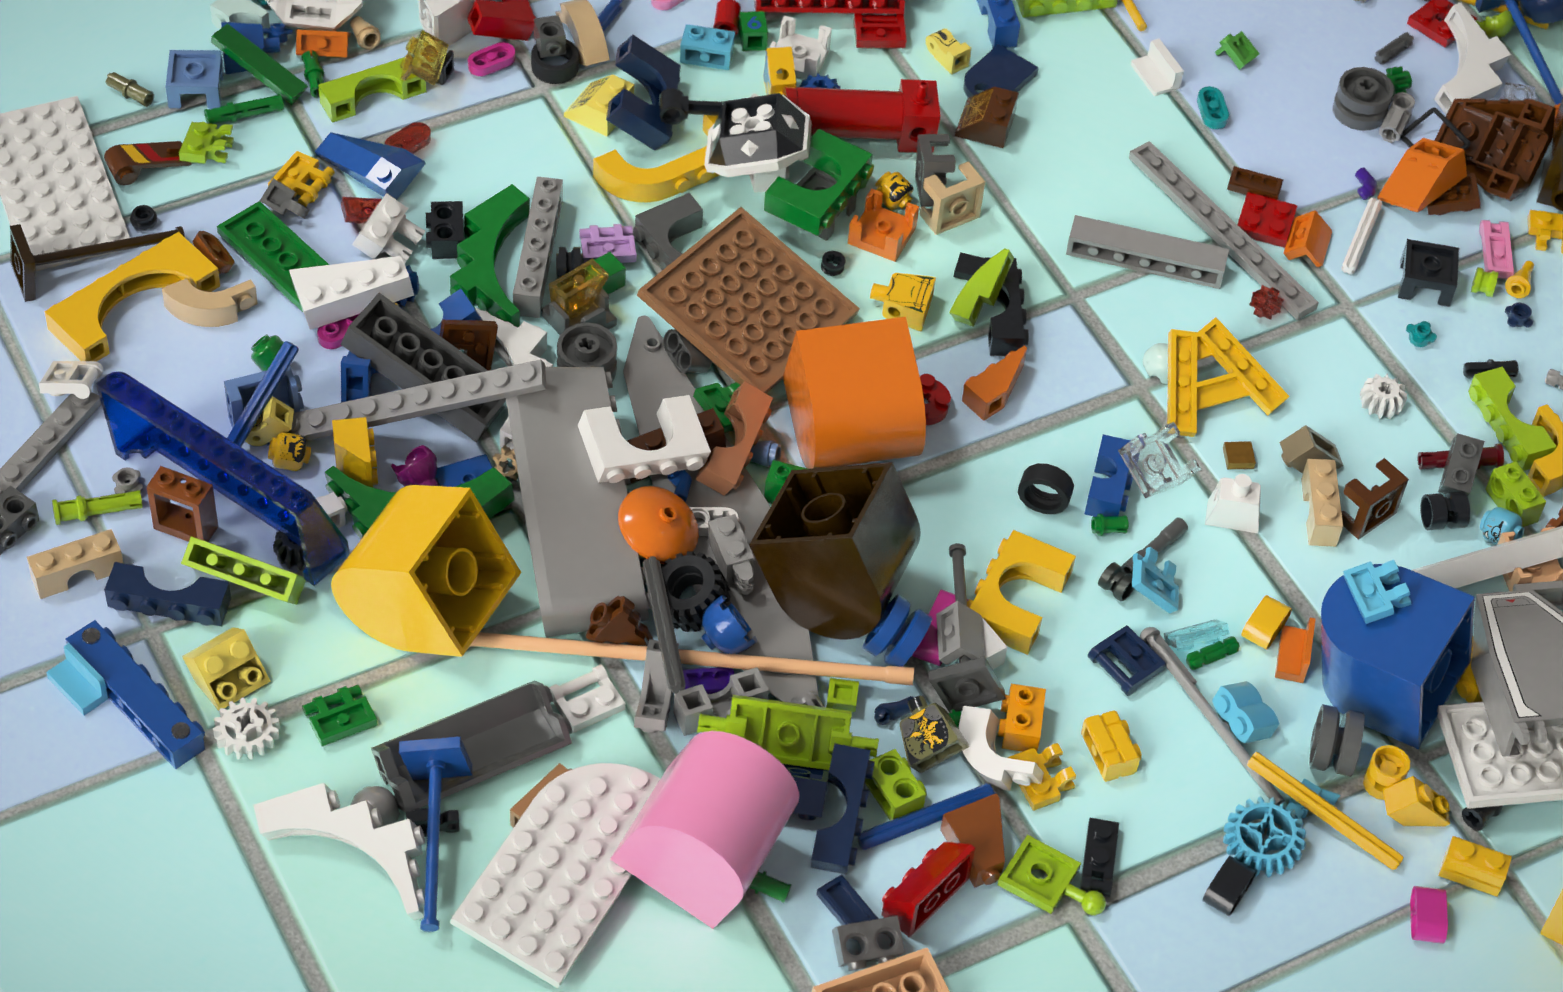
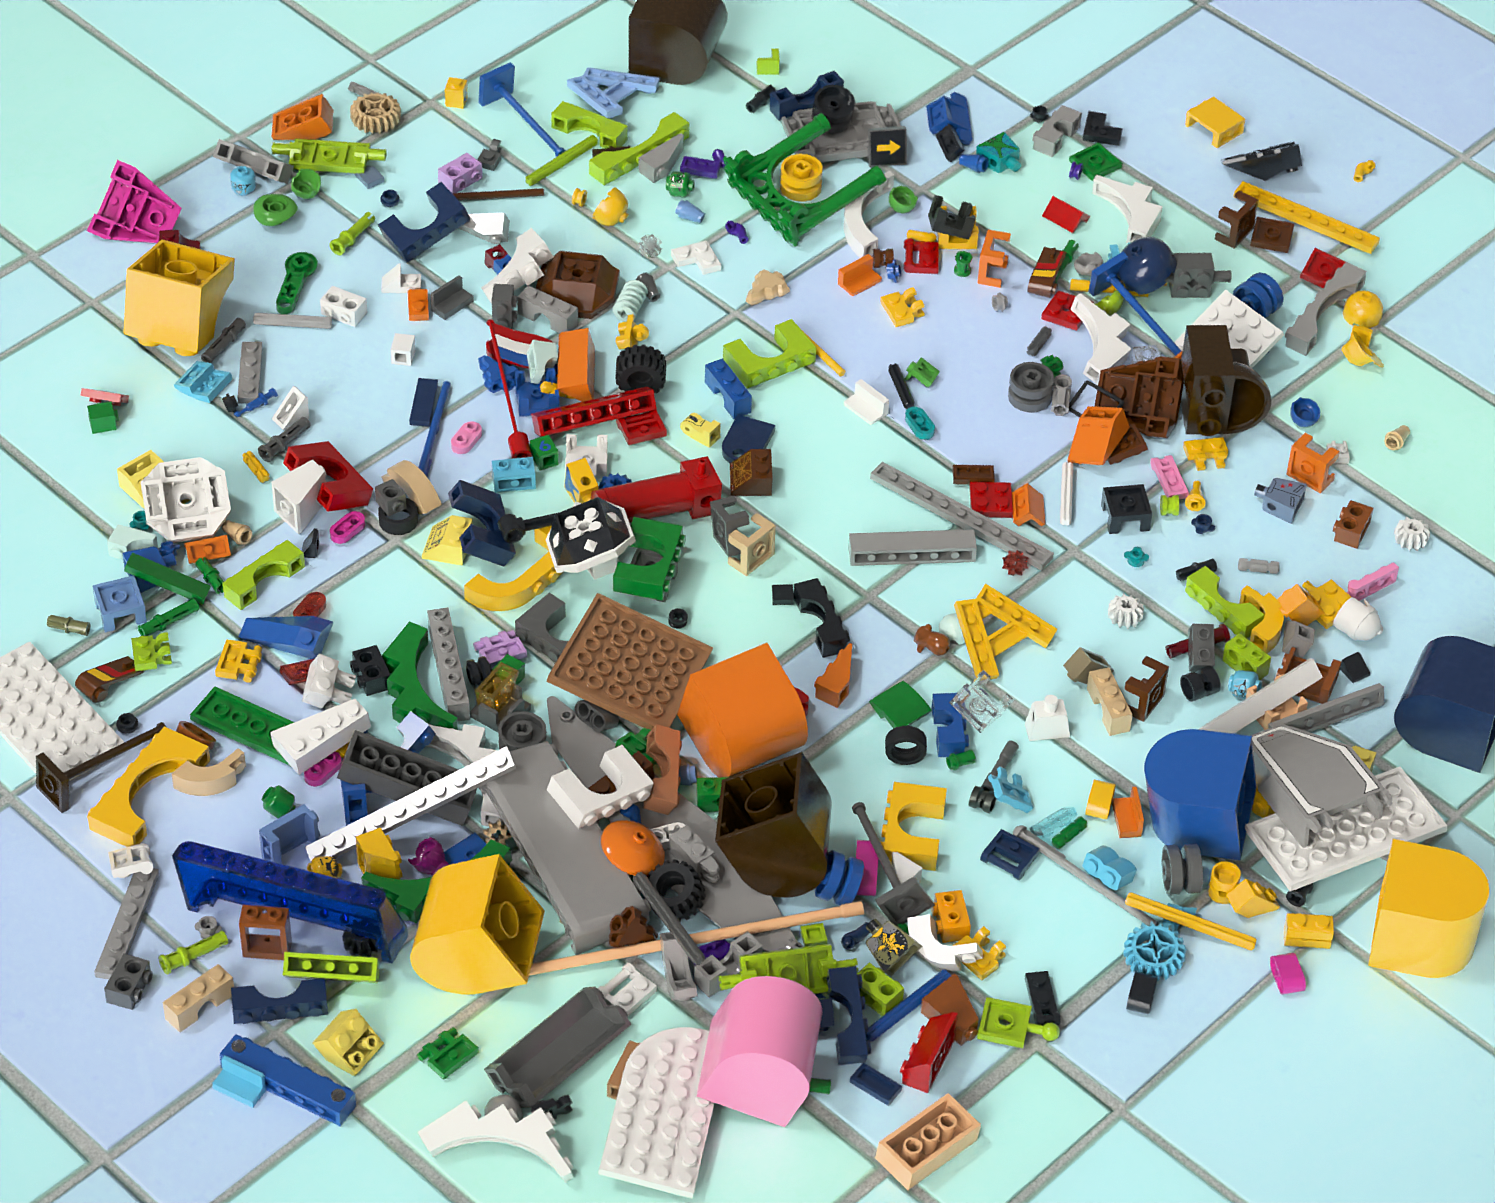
camera: 15 degrees left, 5 degrees down
(245, 729) = (371, 1082): white gear -> none
(263, 393) = (294, 825): blue axle -> none
(270, 423) = (301, 851): light yellow leg -> none
(281, 199) = (231, 679): dark grey plate -> none
(424, 57) = (299, 540): clear yellow bracket -> none
(433, 761) = (539, 1063): blue tile -> none
(473, 337) = (433, 746): reddish brown plate -> none
(726, 628) = (712, 910): blue cylinder -> none
(866, 934) = (900, 1099): flat silver brick -> none
(882, 229) = (705, 583): orange panel -> none
(895, 190) = (703, 550): yellow head -> none
(906, 297) = (744, 629): yellow torso -> none
(959, 633) = (884, 867): light grey panel -> none
(982, 288) = (801, 608): lime slope -> none
(1060, 438) = (900, 705): none -> green slope
(1110, 745) = (1021, 918): yellow brick -> none
(1132, 372) = (932, 640): none -> dark orange animal
(1207, 61) = (901, 386): none -> black axle
(1239, 455) = (1035, 683): pearl gold tile -> none
(1369, 183) = (1057, 451): dark purple arm -> none
(1369, 594) = (1174, 751): medium azure plate -> none

